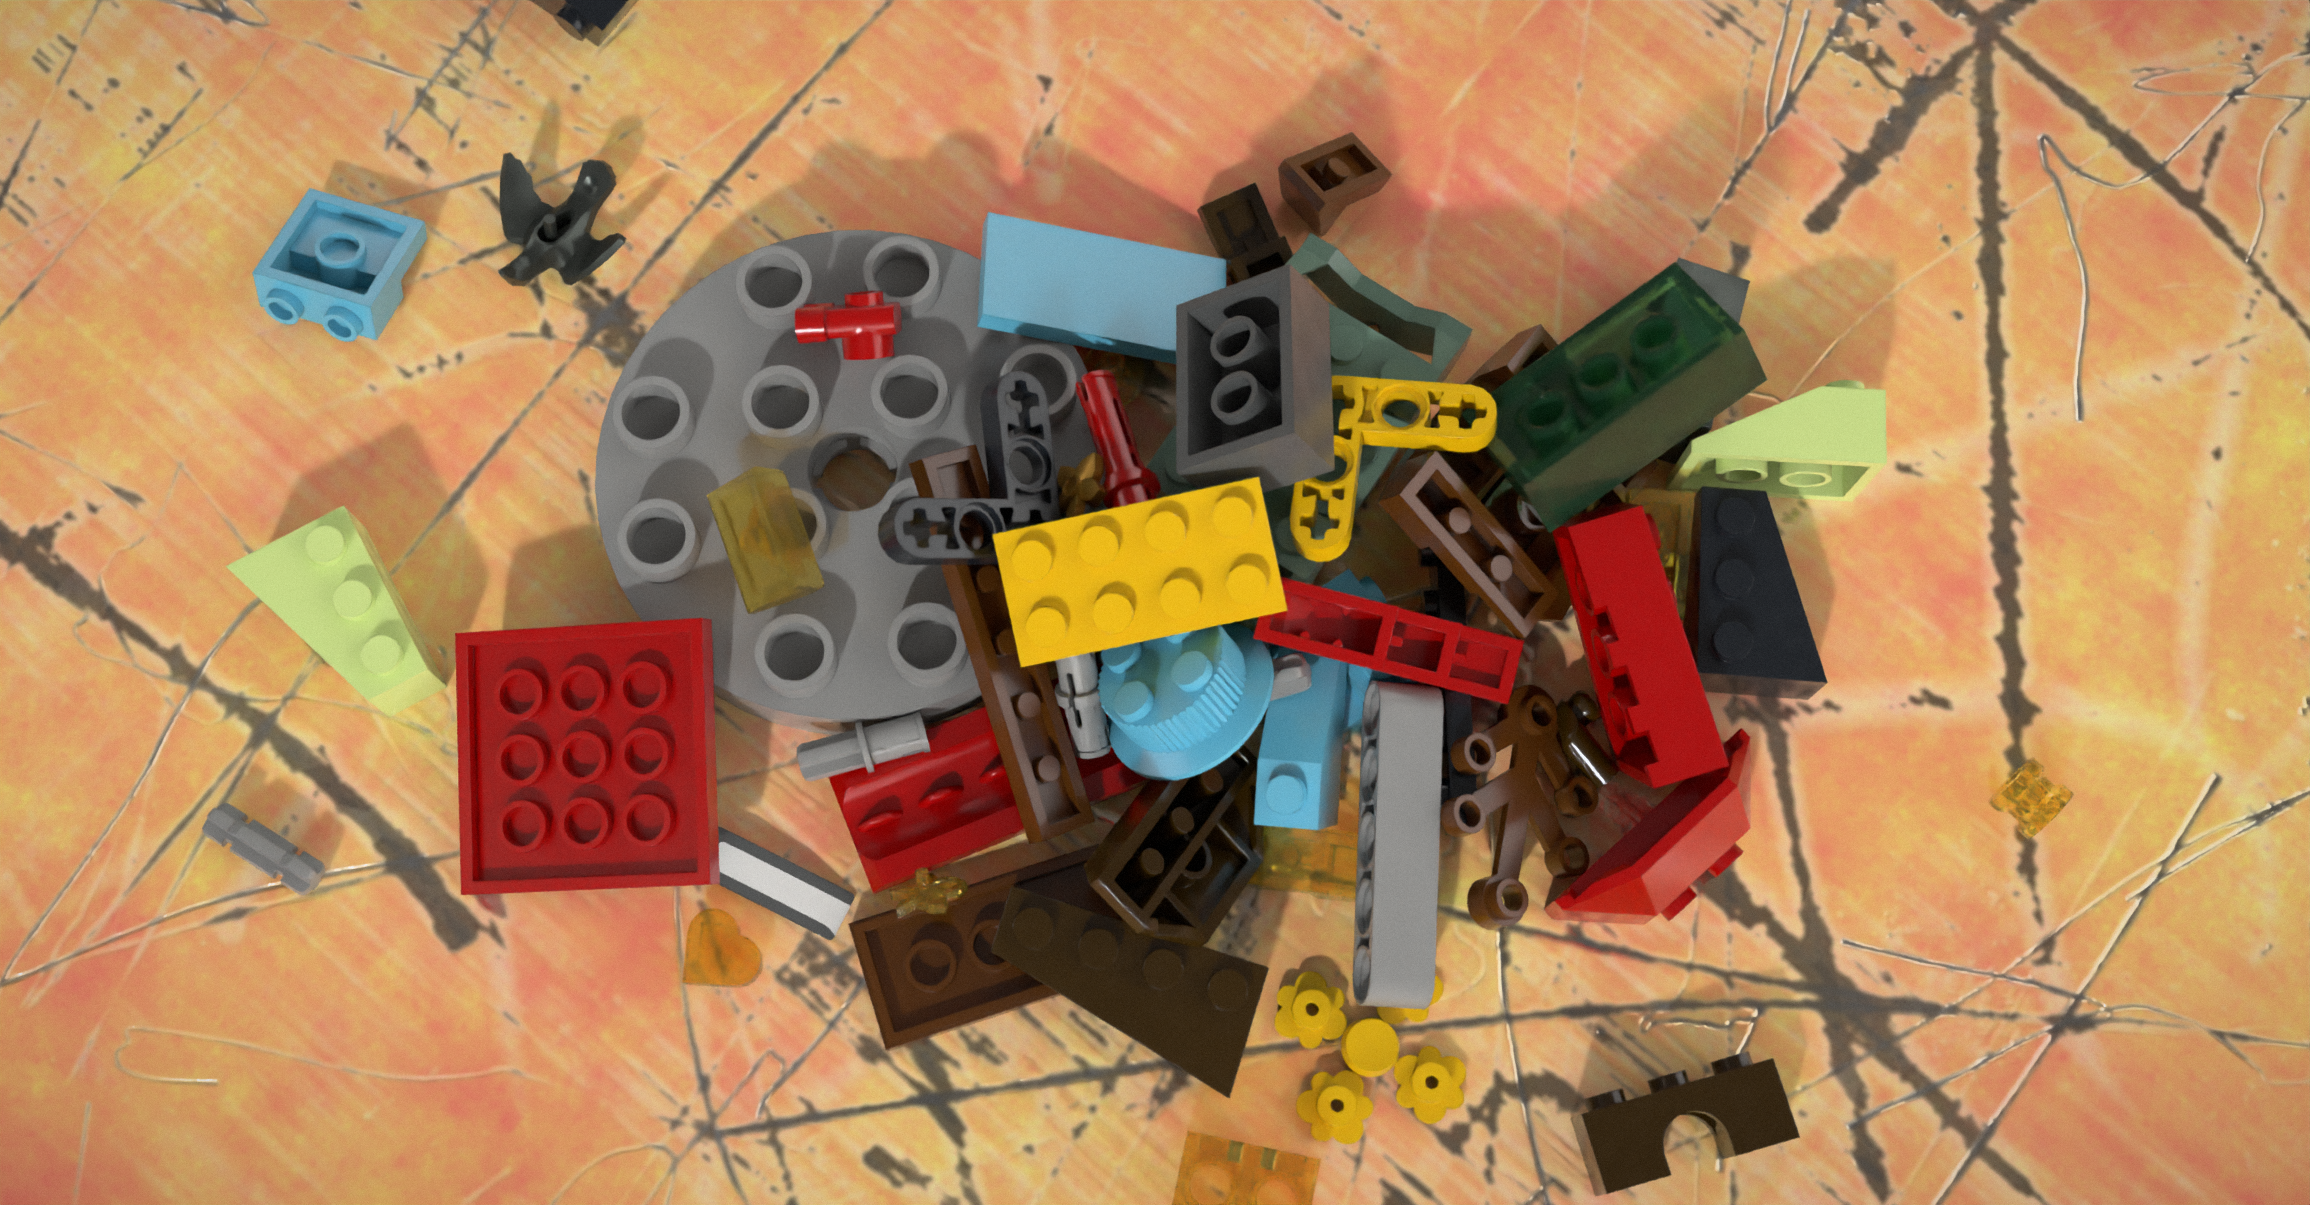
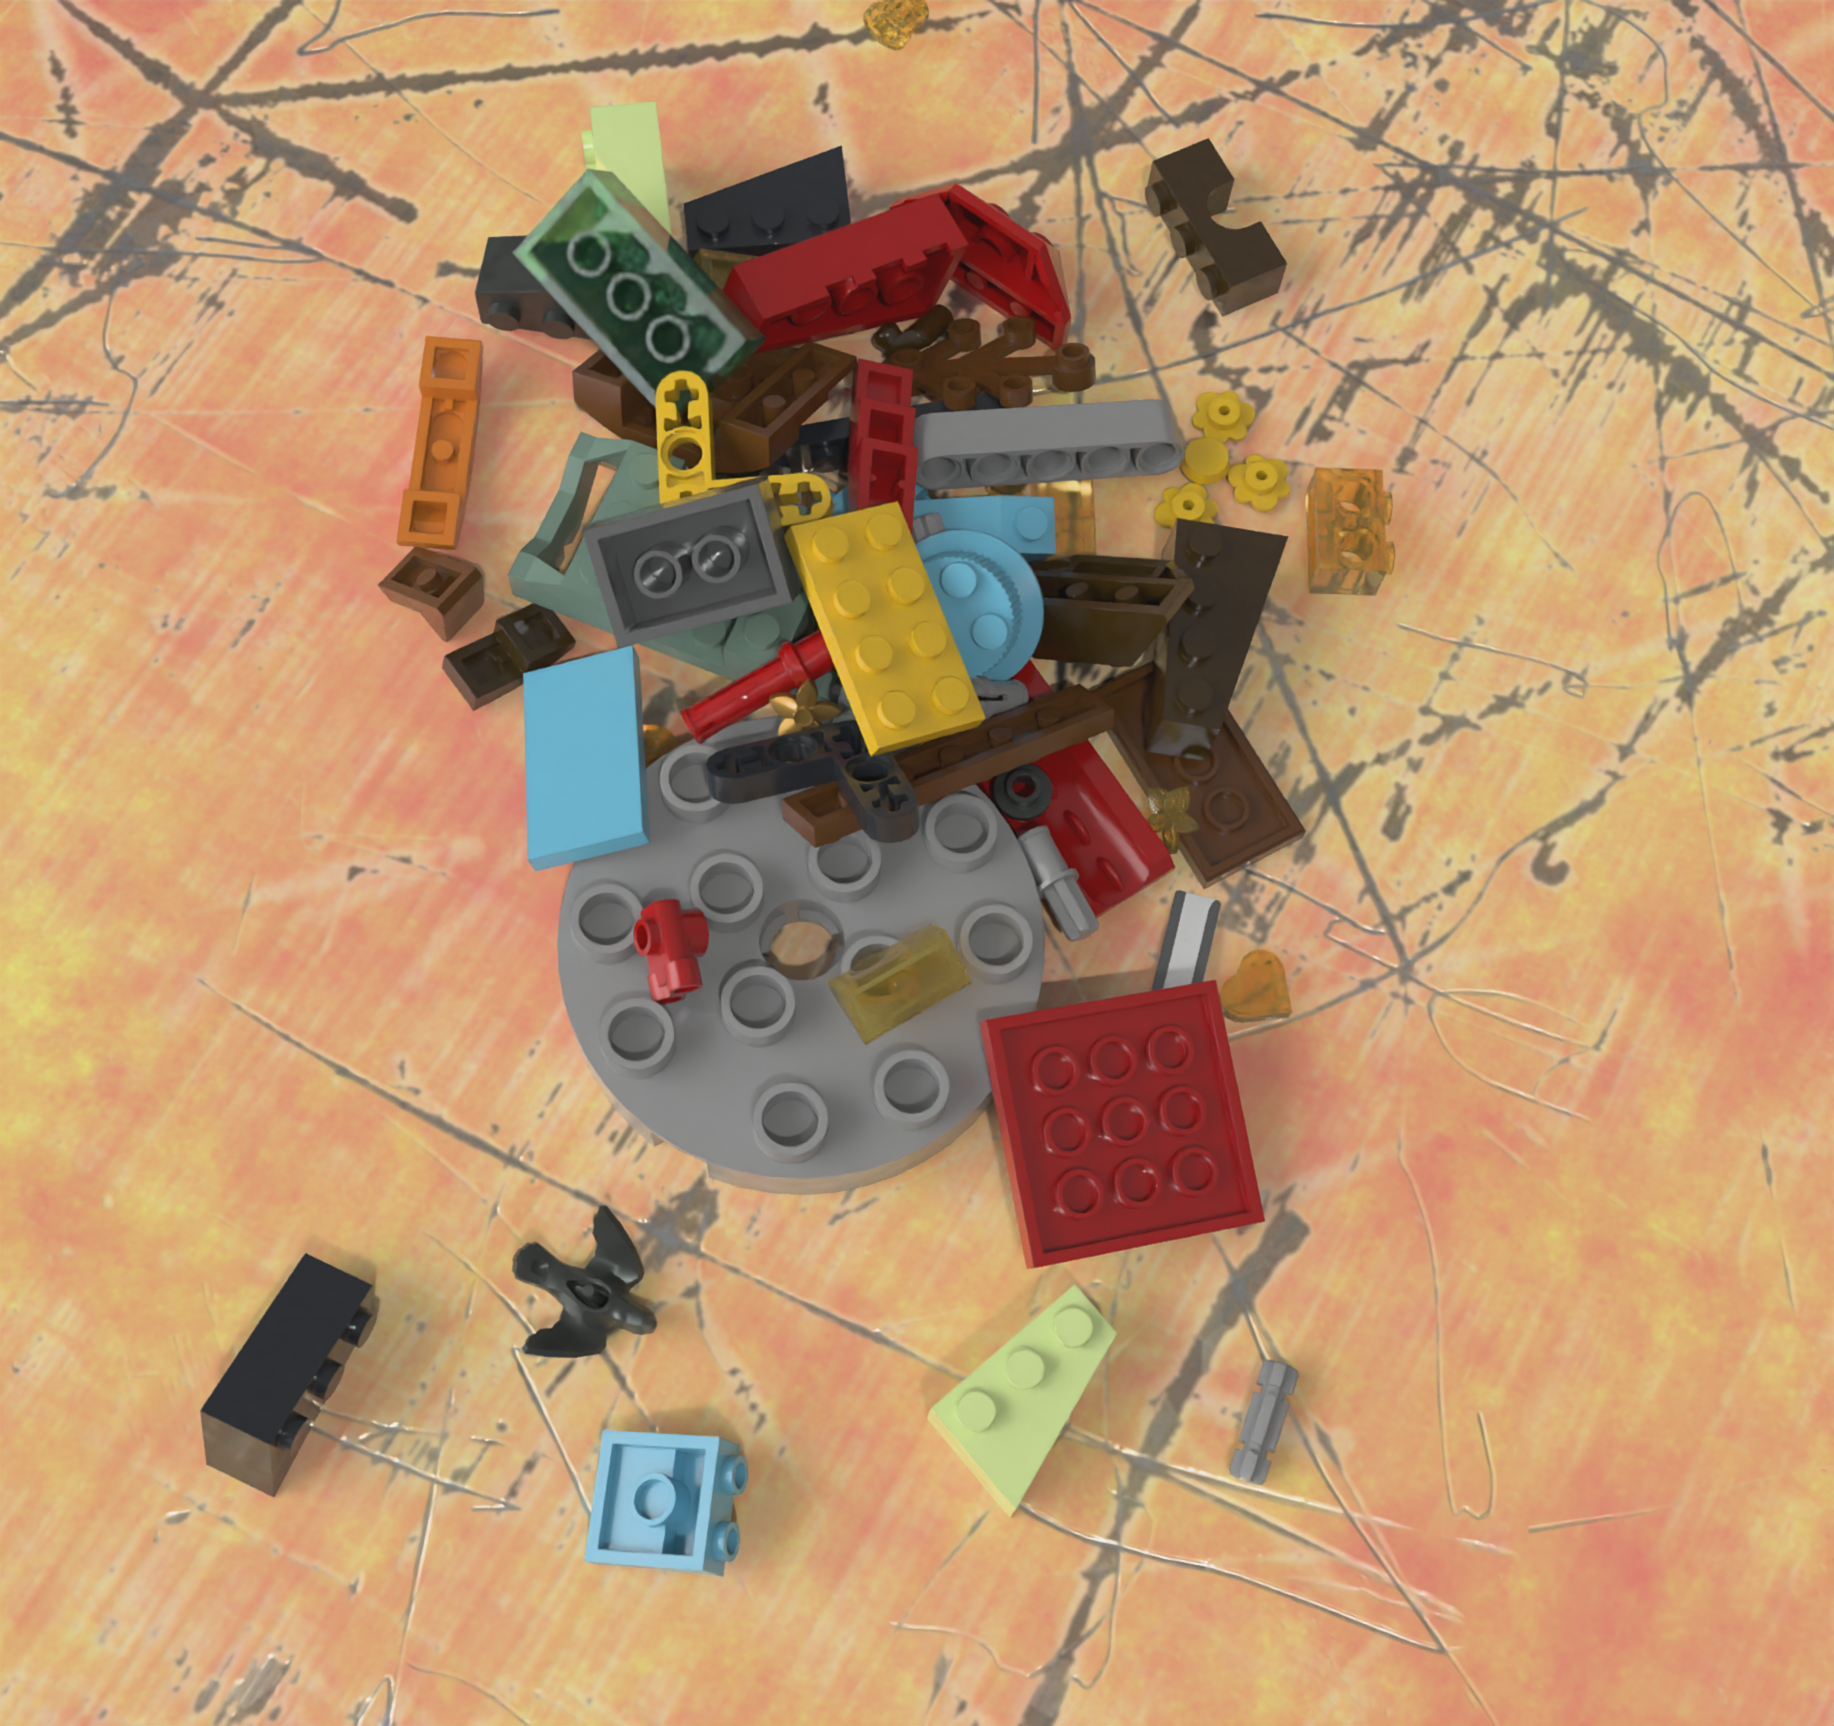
camera: 105 degrees left, 5 degrees down
(961, 747) = (1019, 807): none -> pearl dark grey plate
(1502, 216) = (443, 444): none -> orange slope

